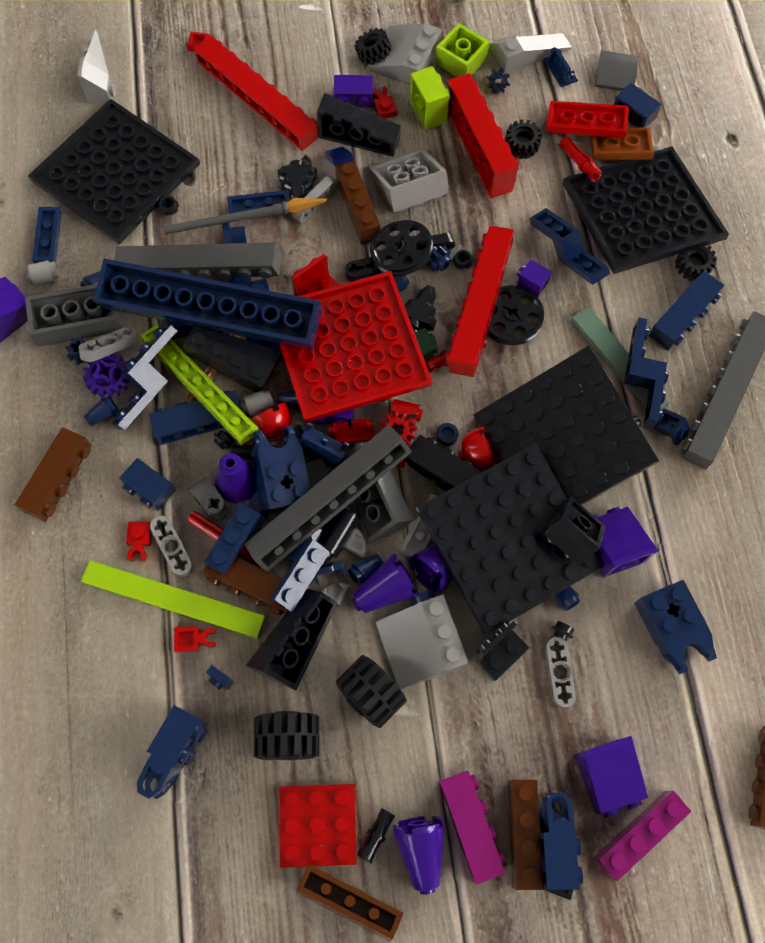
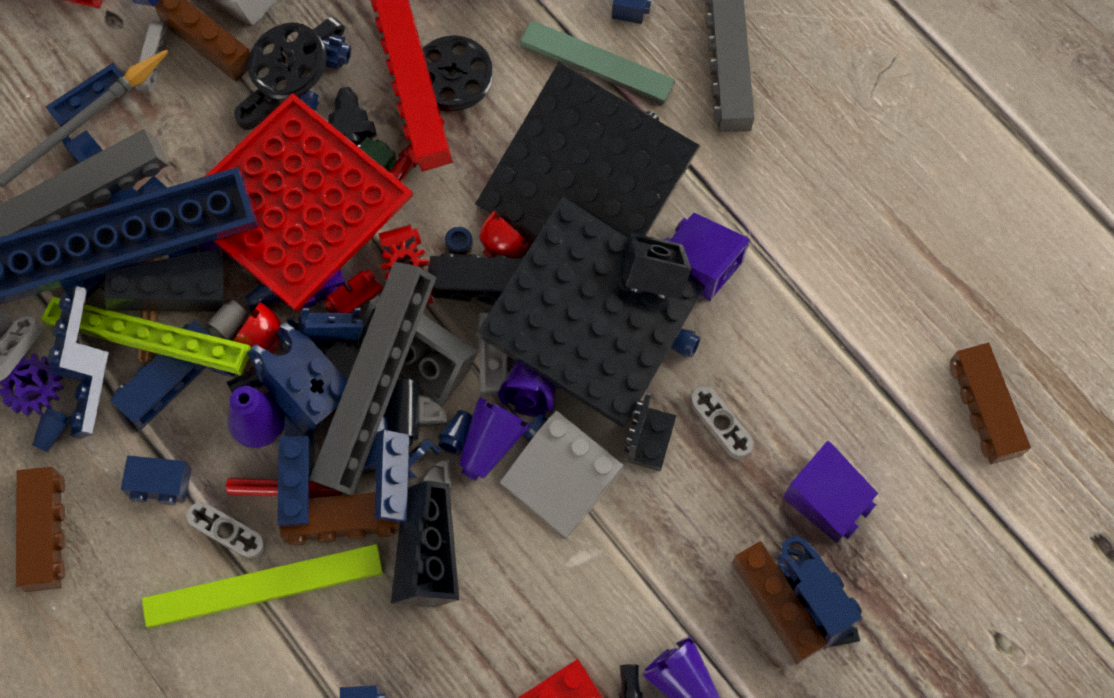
camera: 30 degrees left, 0 degrees up
(138, 536) = (182, 541): red plate -> none
(189, 639) = (308, 616): red plate -> none
(208, 497) = (233, 453): dark grey piece -> none
(218, 678) = (367, 637): dark blue plate -> none
(223, 440) = (212, 383): black plate -> none
(286, 736) = (478, 650): black wheel -> none
(297, 178) = (116, 43): black rock -> none
(313, 277) = (207, 147): red bracket -> none
(371, 691) = (539, 552): black wheel -> none
(462, 255) = (359, 34): black plate -> none
(472, 828) = (721, 627): magenta brick -> none
(533, 277) = (453, 18): dark purple brick -> none
(563, 630) = (700, 378): black plate -> none
(641, 835) = (892, 534): magenta brick -> none
(646, 374) = (633, 61): dark blue bracket -> none
(673, 426) = (690, 102): dark blue bracket -> none
(678, 630) = (815, 311): dark blue brick -> none

